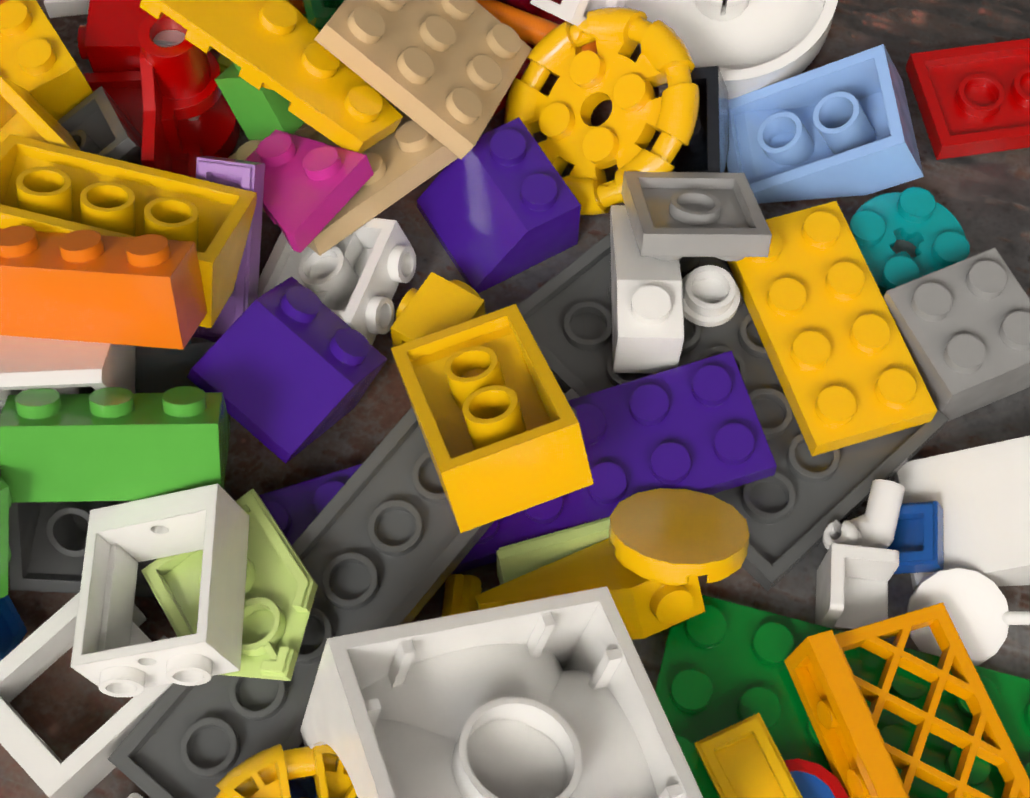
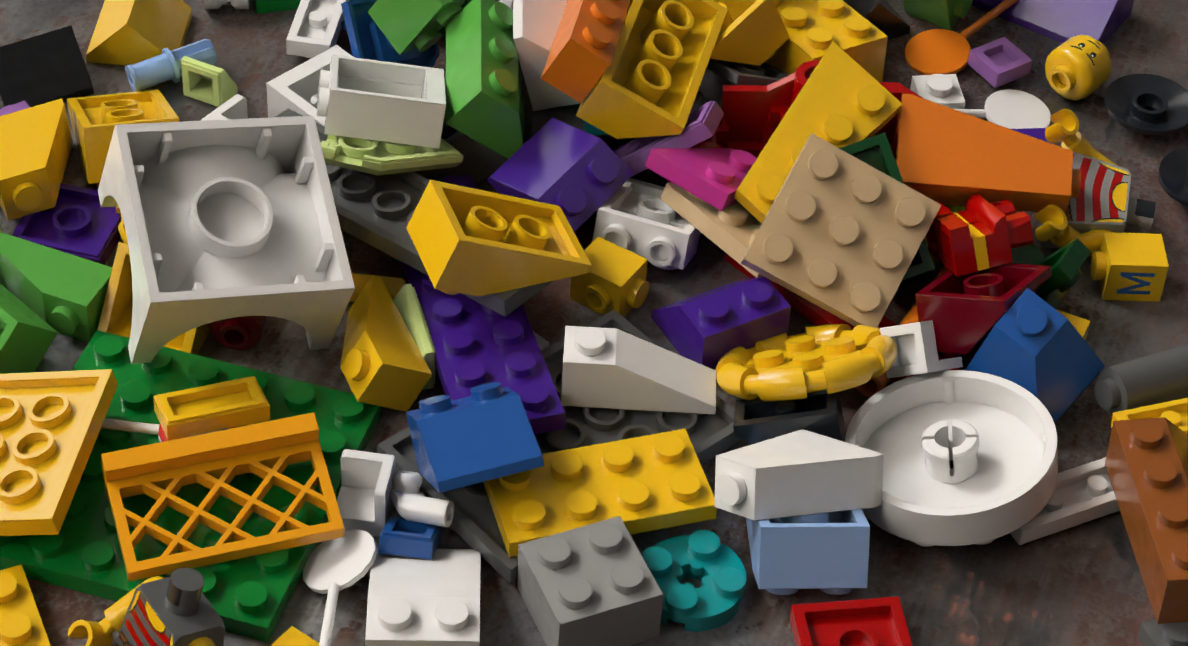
camera: 90 degrees right, 20 degrees down
(678, 535) = (402, 355): yellow tile -> none
(695, 215) = (685, 387): light grey plate -> none
(709, 296) = (624, 416): white plate -> none
(805, 115) = (797, 477): none -> white slope
(828, 437) = (473, 437): none -> blue slope

